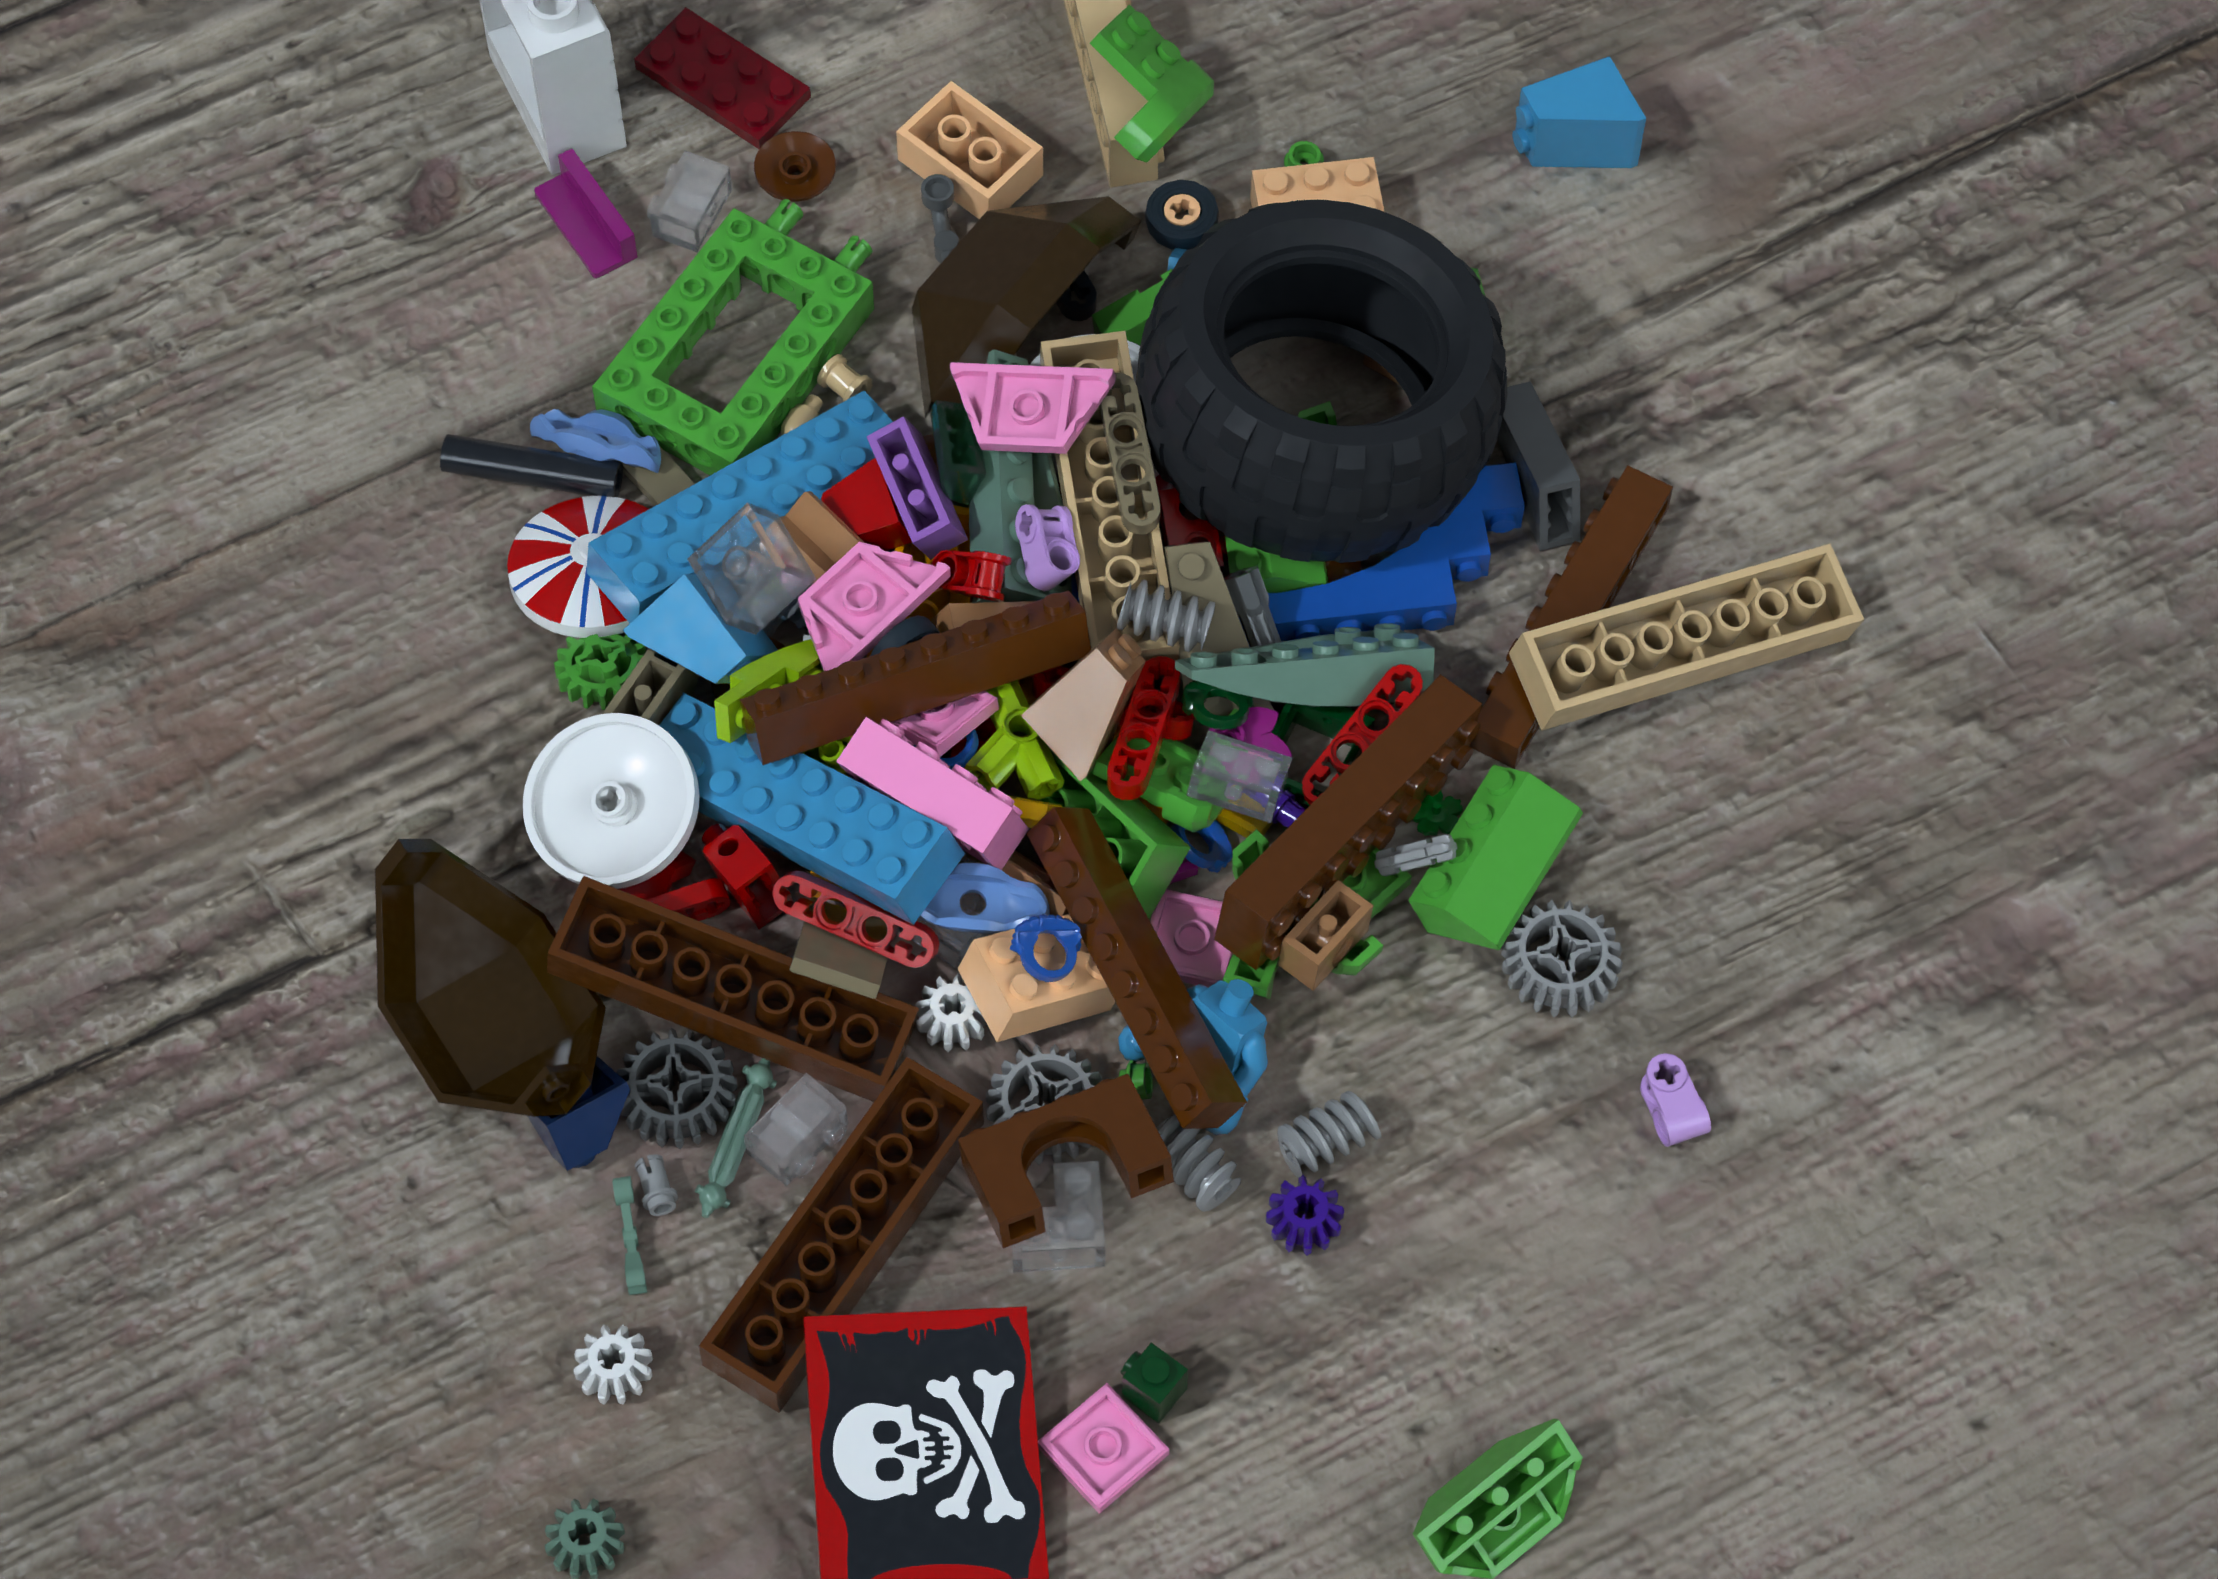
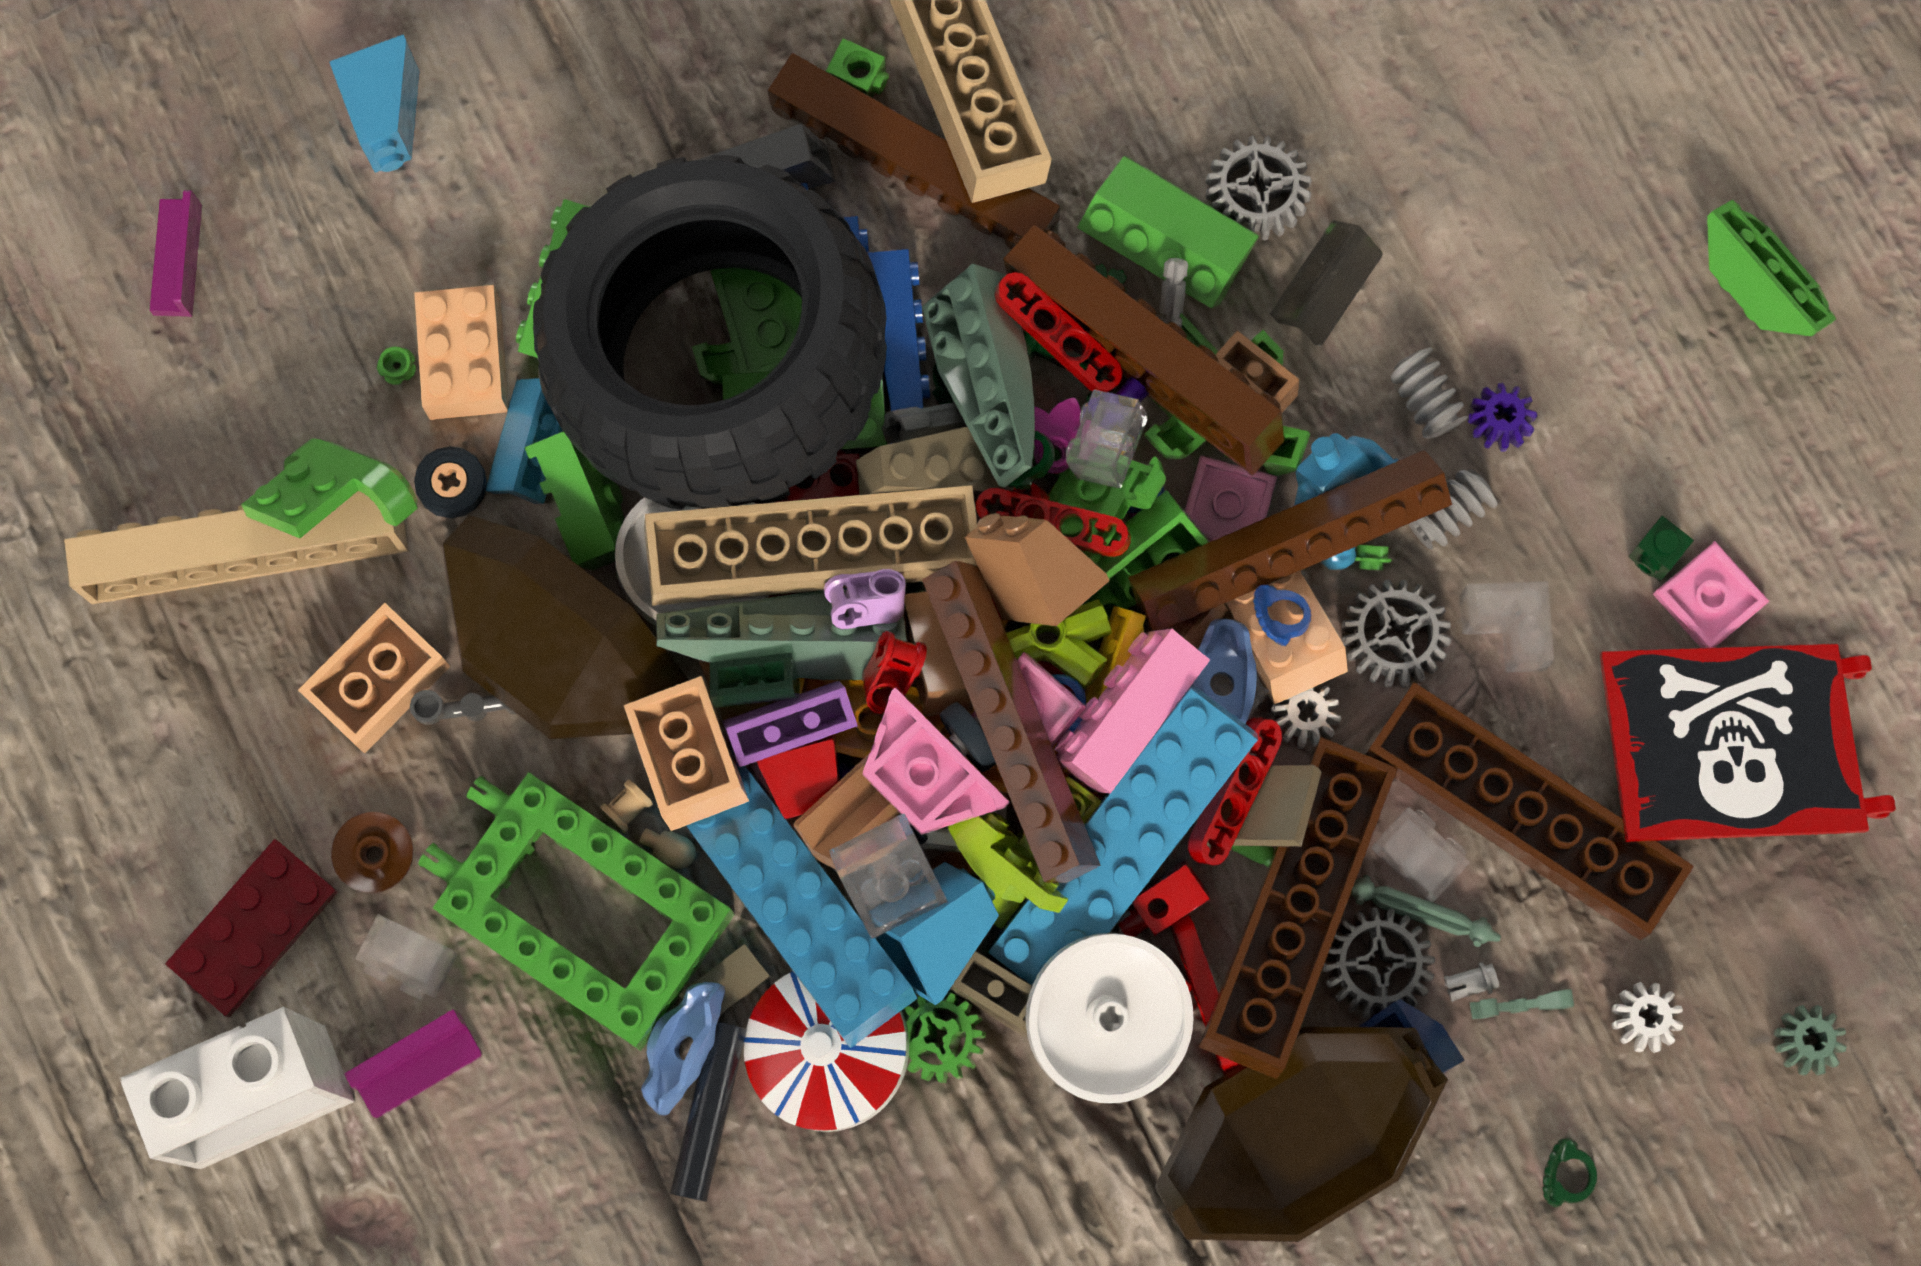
camera: 85 degrees left, 15 degrees up
(427, 1263) = (1553, 1190): none -> dark green piece
(876, 388) = (686, 753): none -> light nougat brick
(1030, 405) = (729, 605): bright pink wing -> none
(1102, 1116) = (1475, 666): reddish brown arch -> none
(1130, 453) = (779, 509): dark tan beam -> none
(1166, 616) = (953, 486): light grey piece -> none
(1455, 1035) = (1328, 281): none -> clear smoke panel
(1667, 543) = (852, 56): none -> bright green brick
(1676, 1107) = (1400, 104): lavender piece -> none

